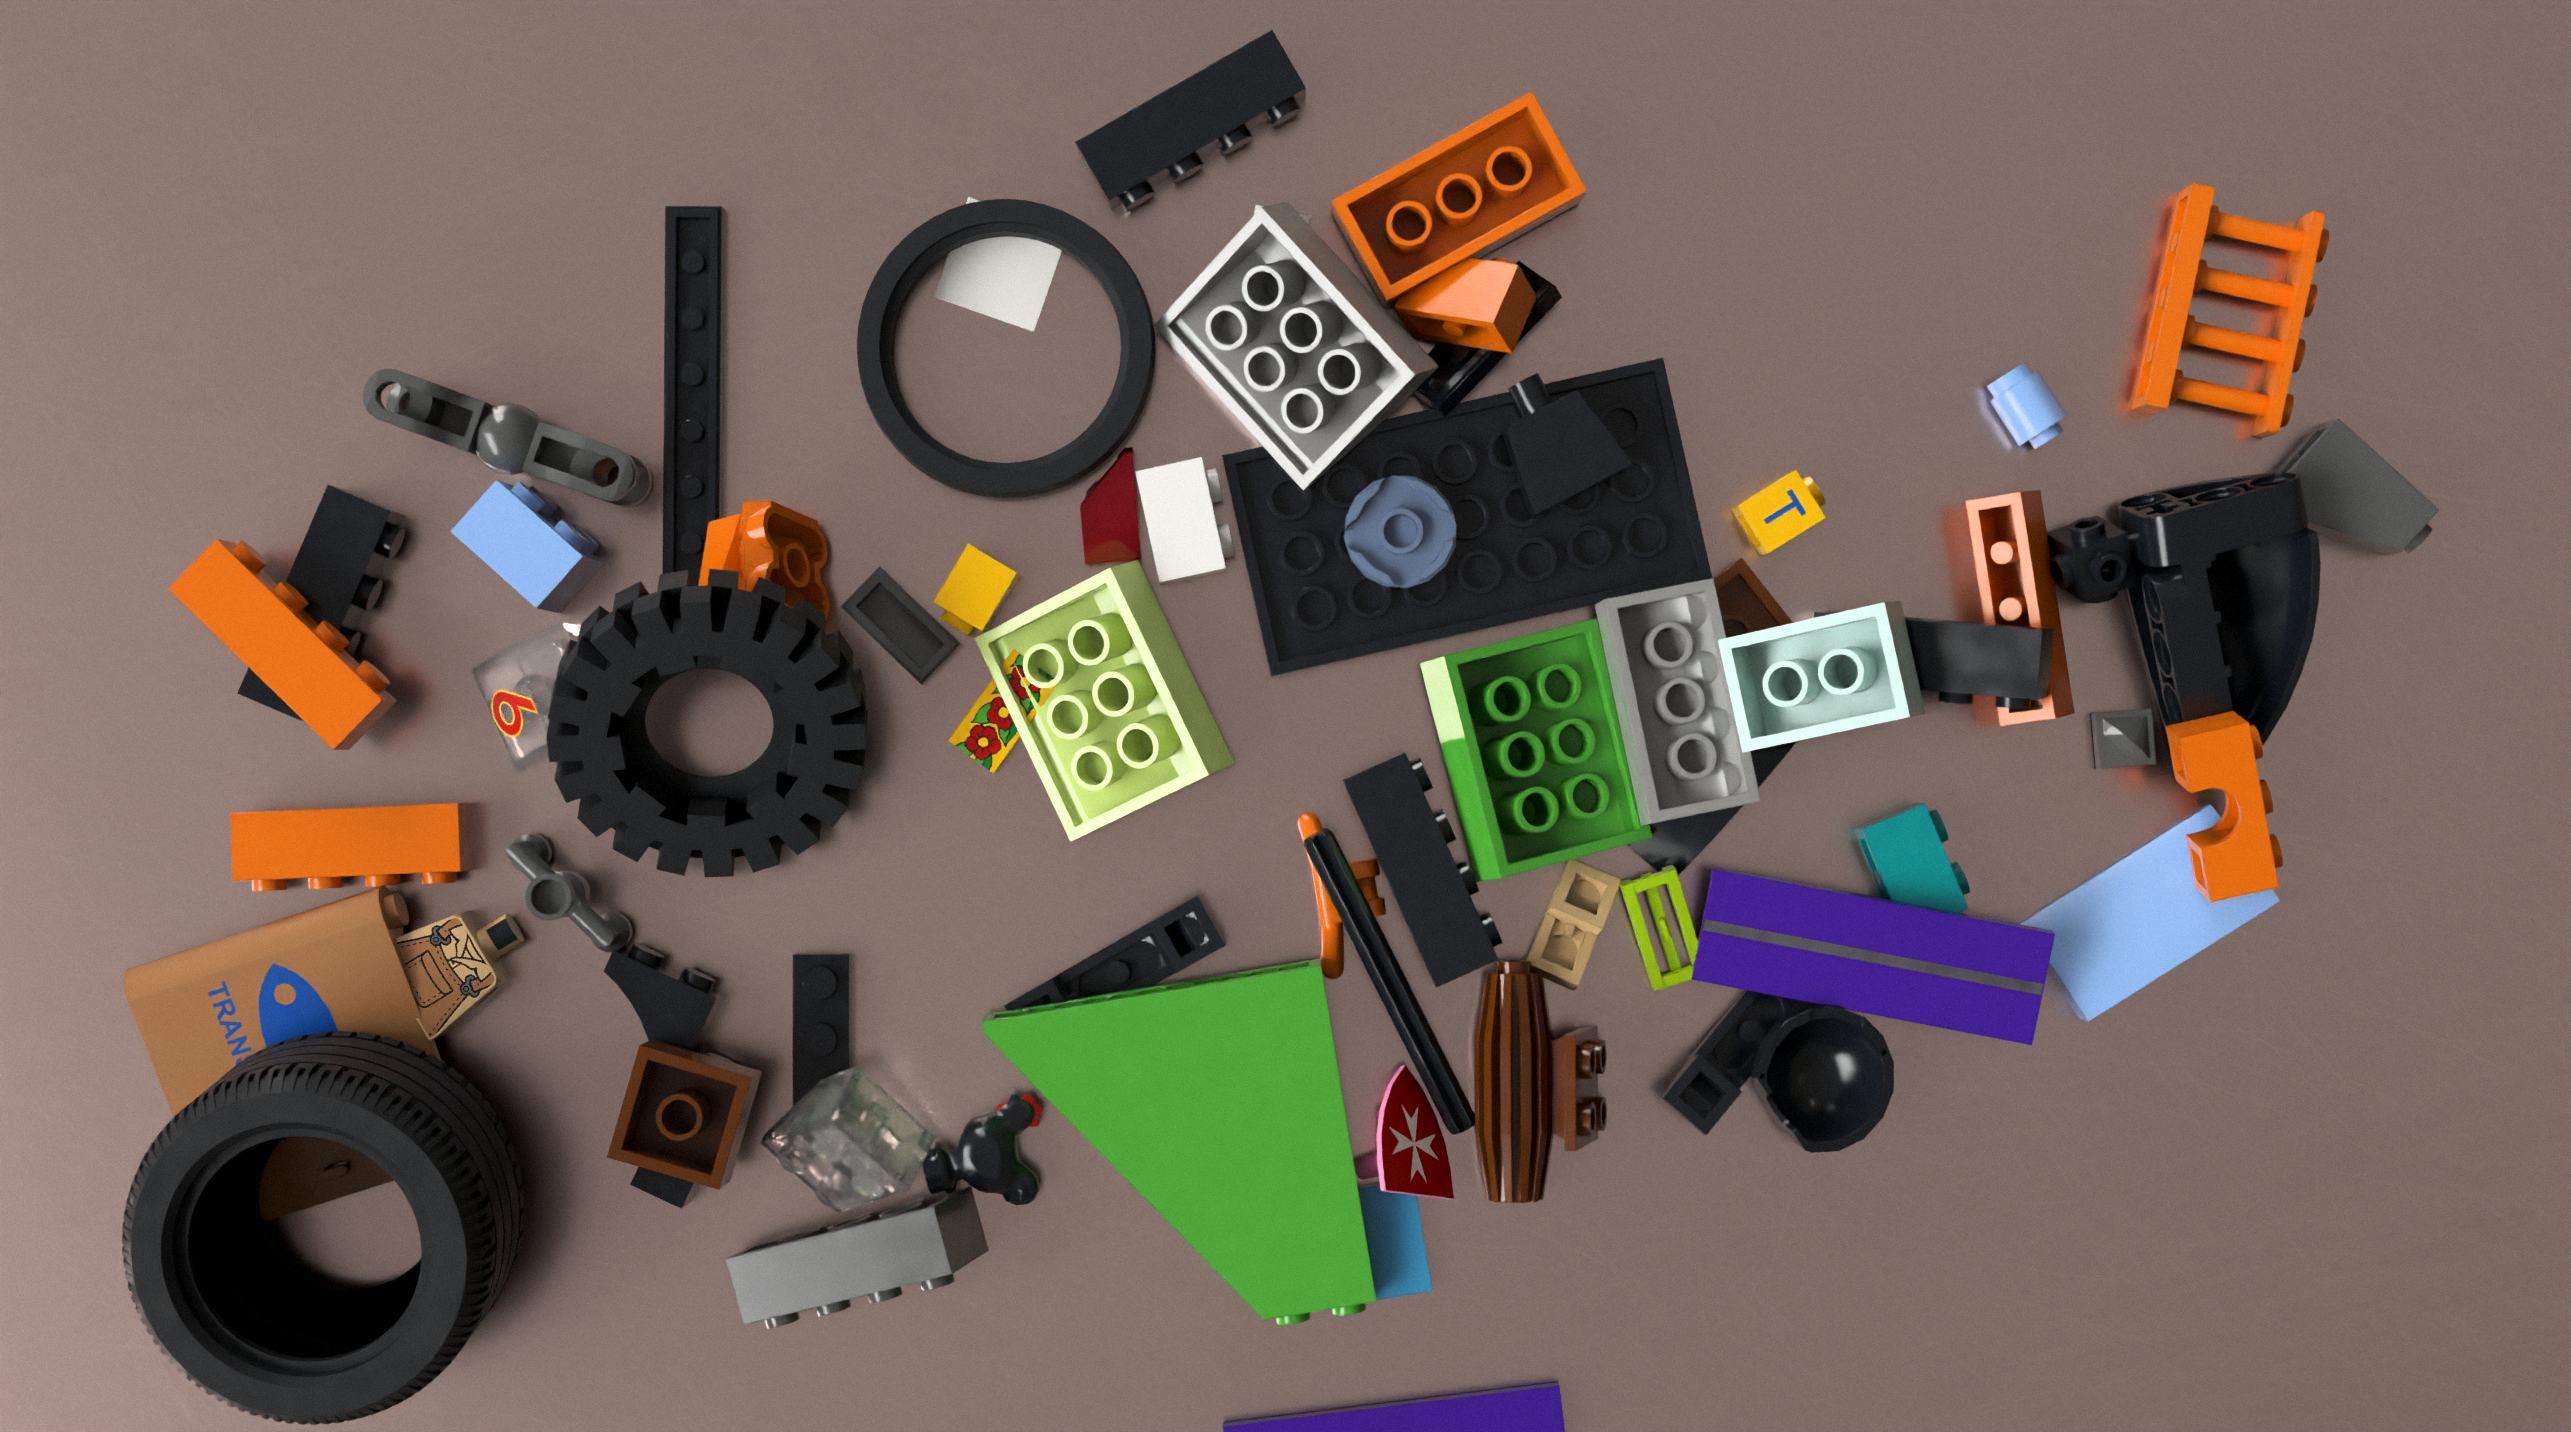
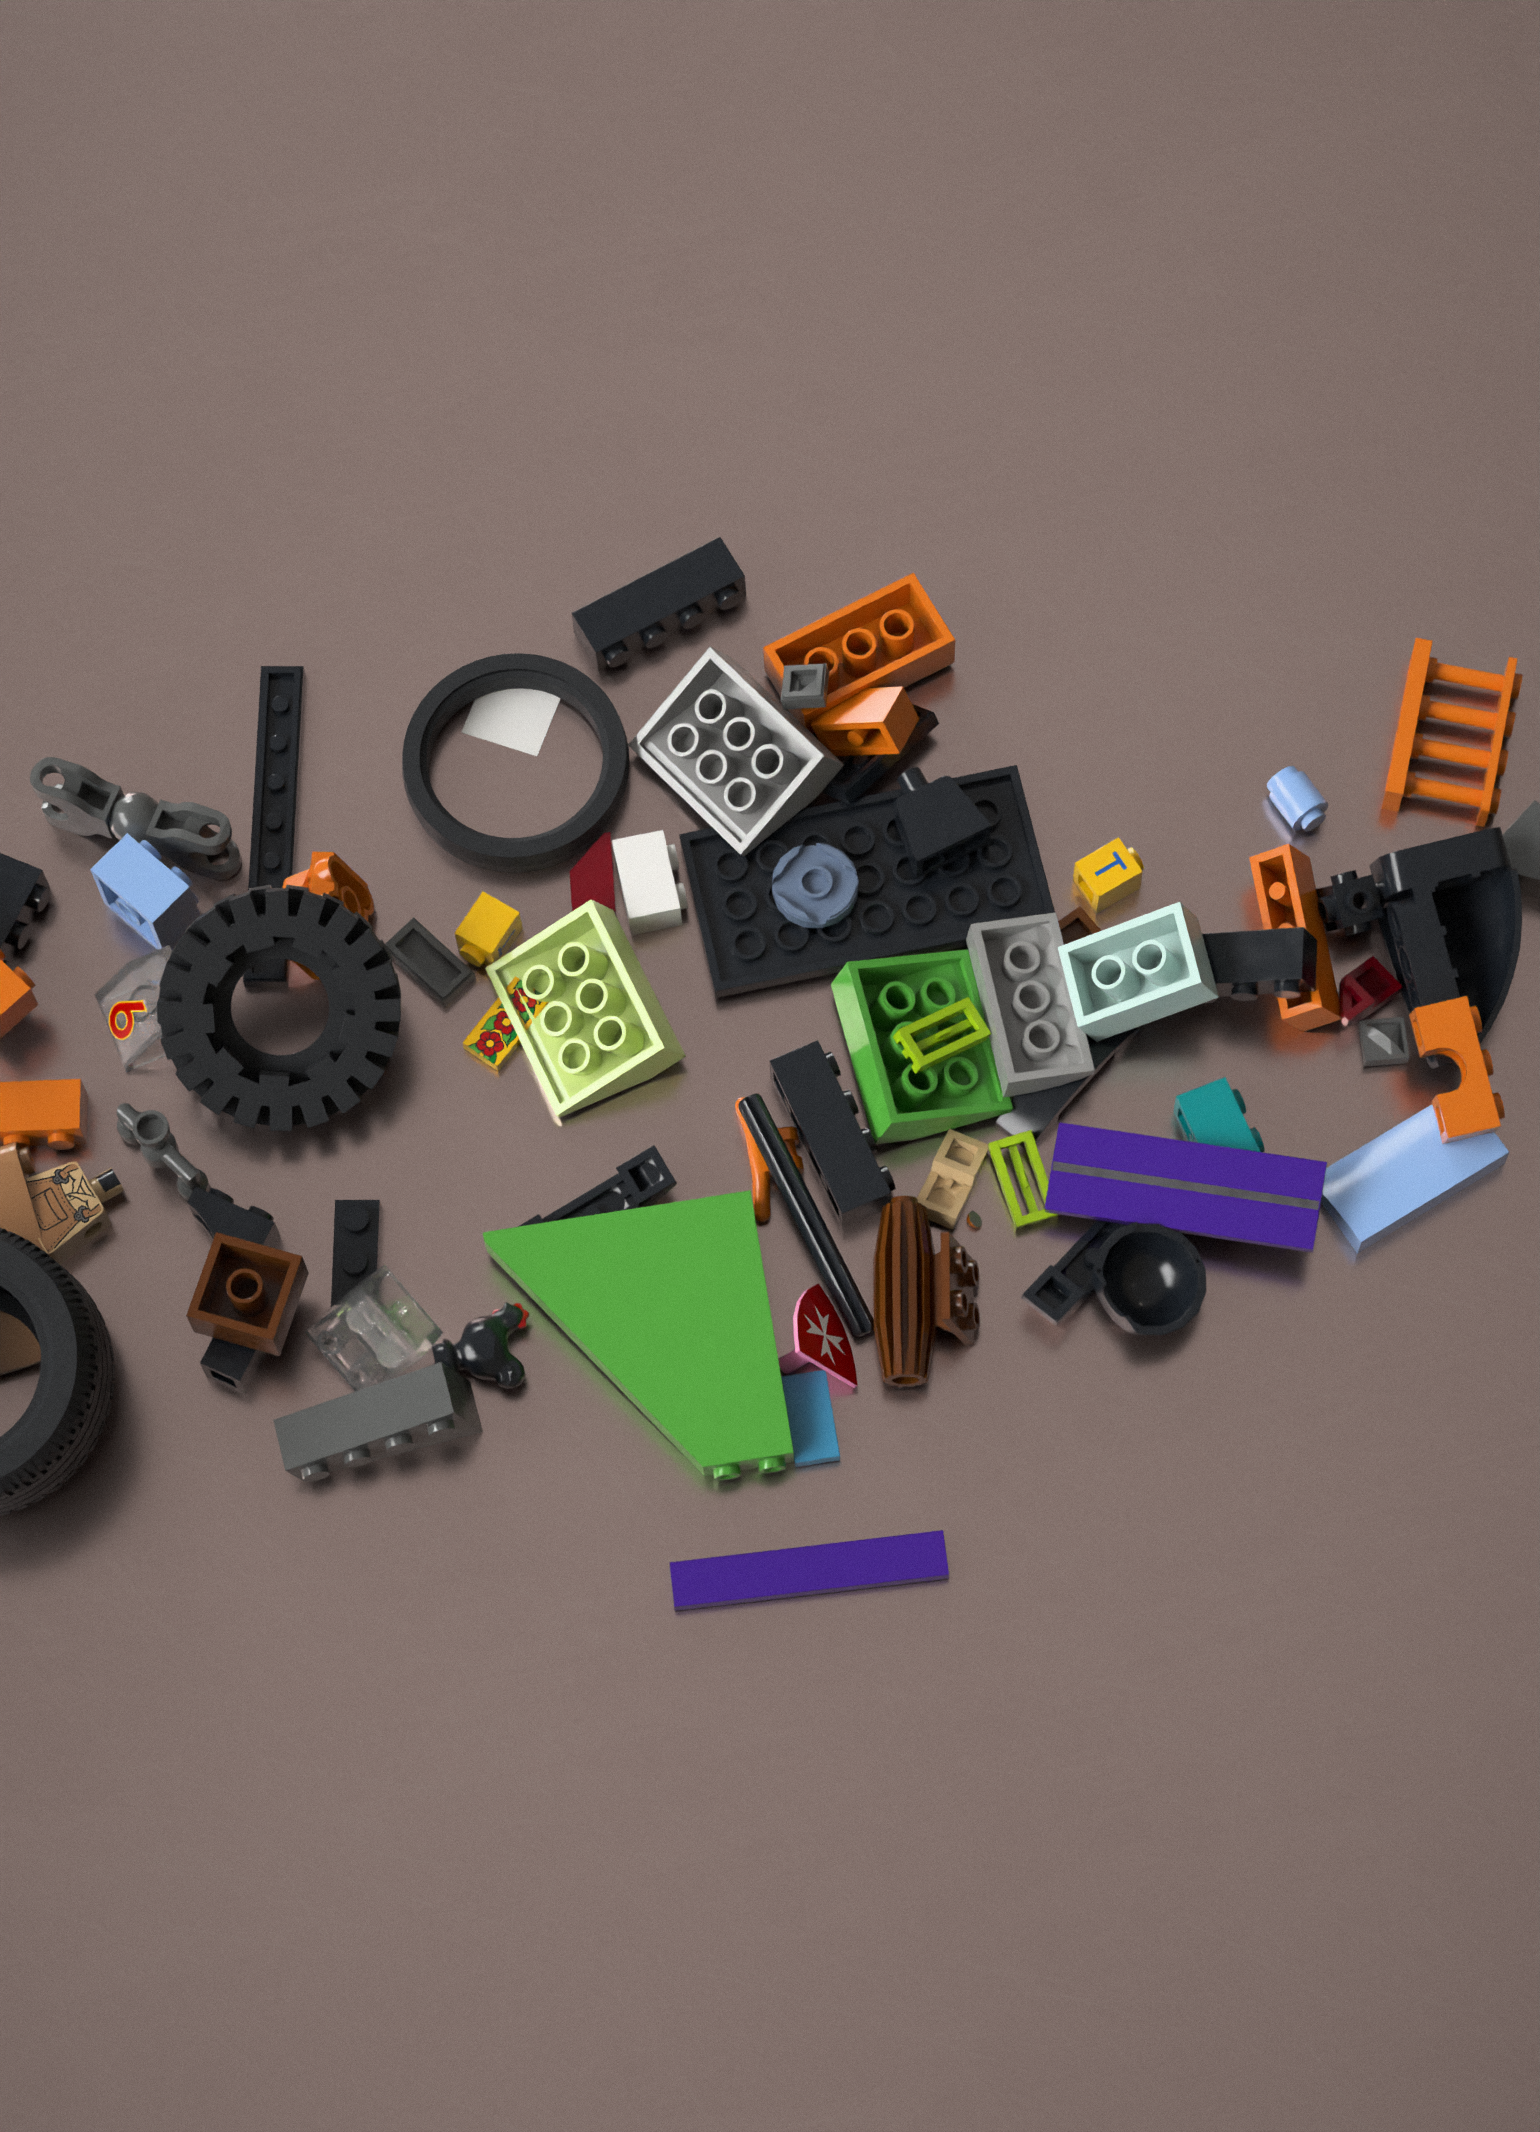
camera: 10 degrees right, 20 degrees down
(1388, 265) = (805, 686): none -> dark grey tile
(1528, 774) = (914, 1050): none -> lime tile
(1599, 975) = (974, 1219): none -> light grey piece
(2102, 674) = (1366, 991): none -> dark red slope

